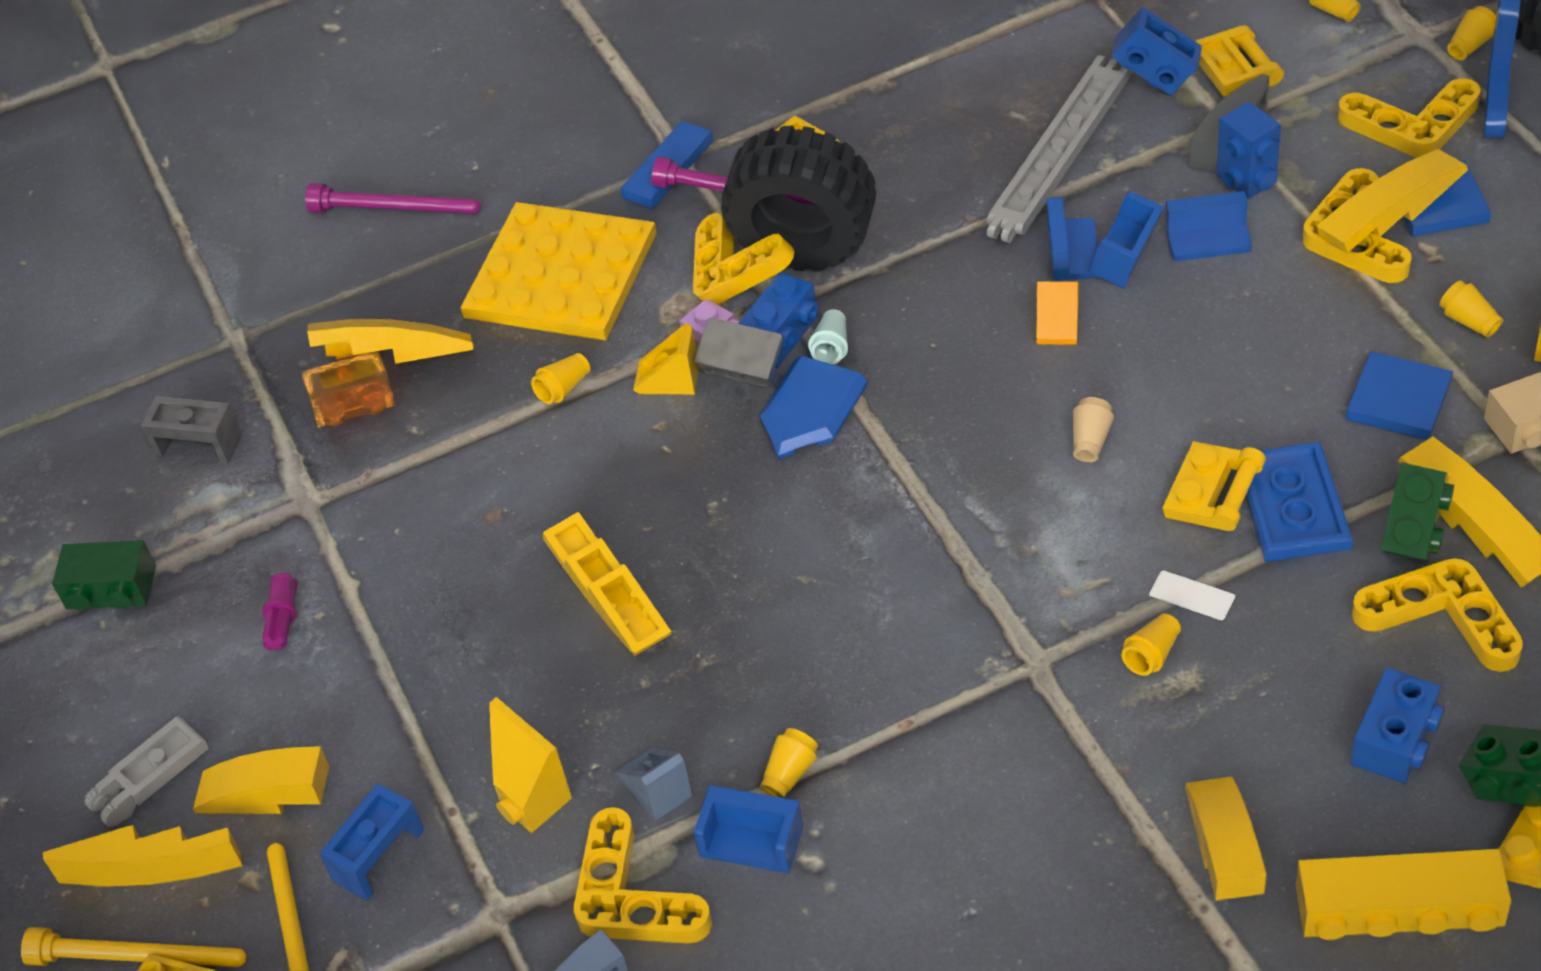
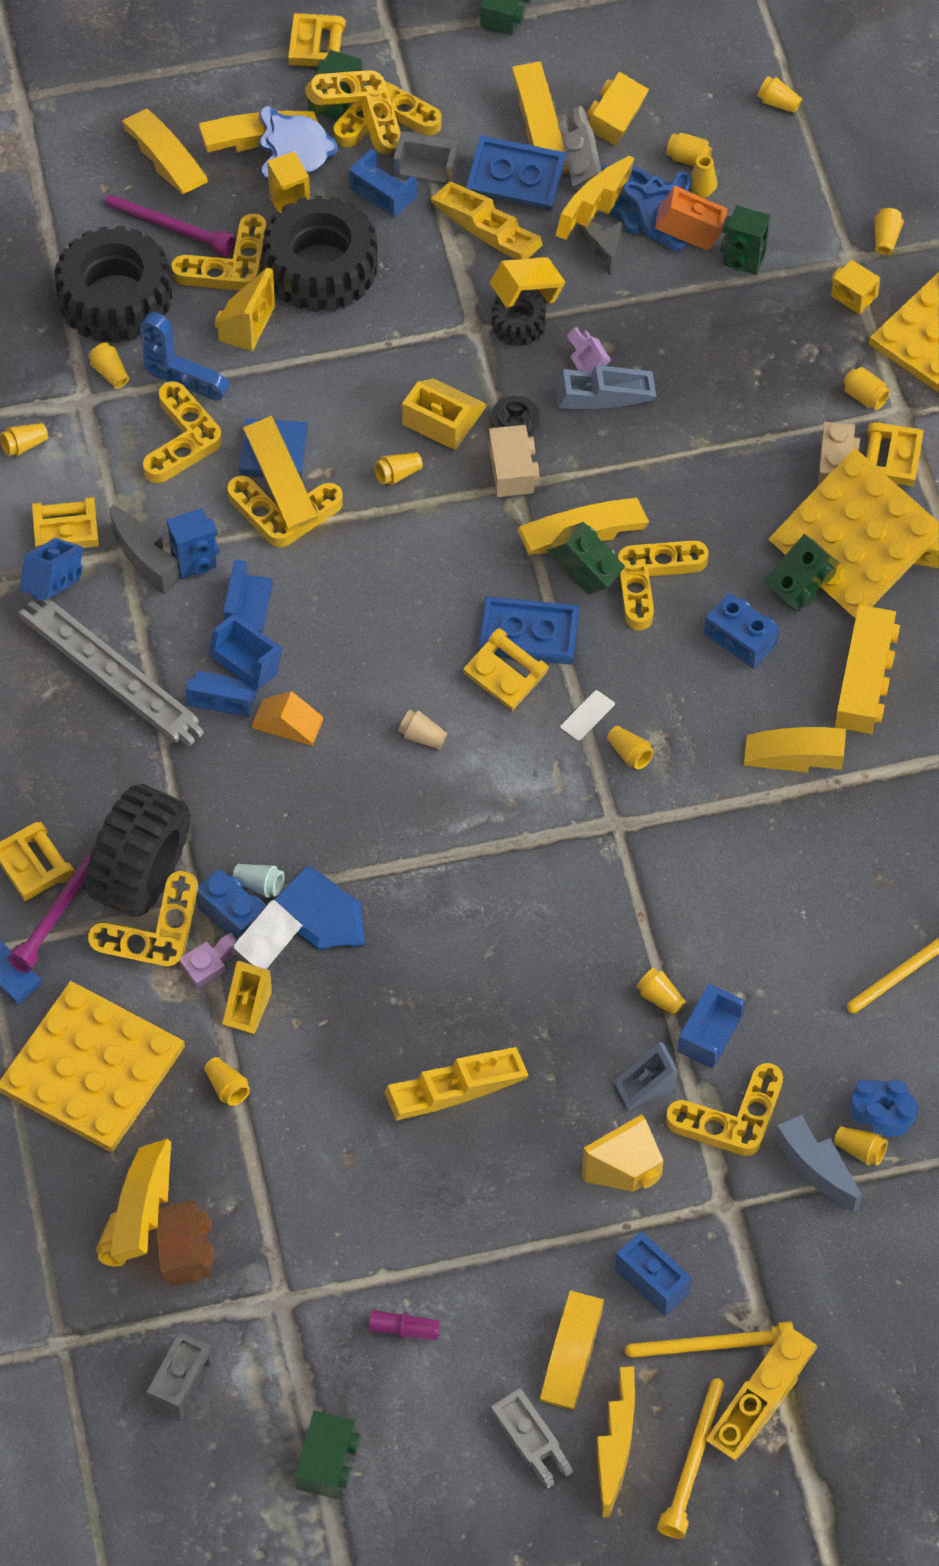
camera: 85 degrees left, 10 degrees up
(1399, 395) = (457, 537): blue tile -> none

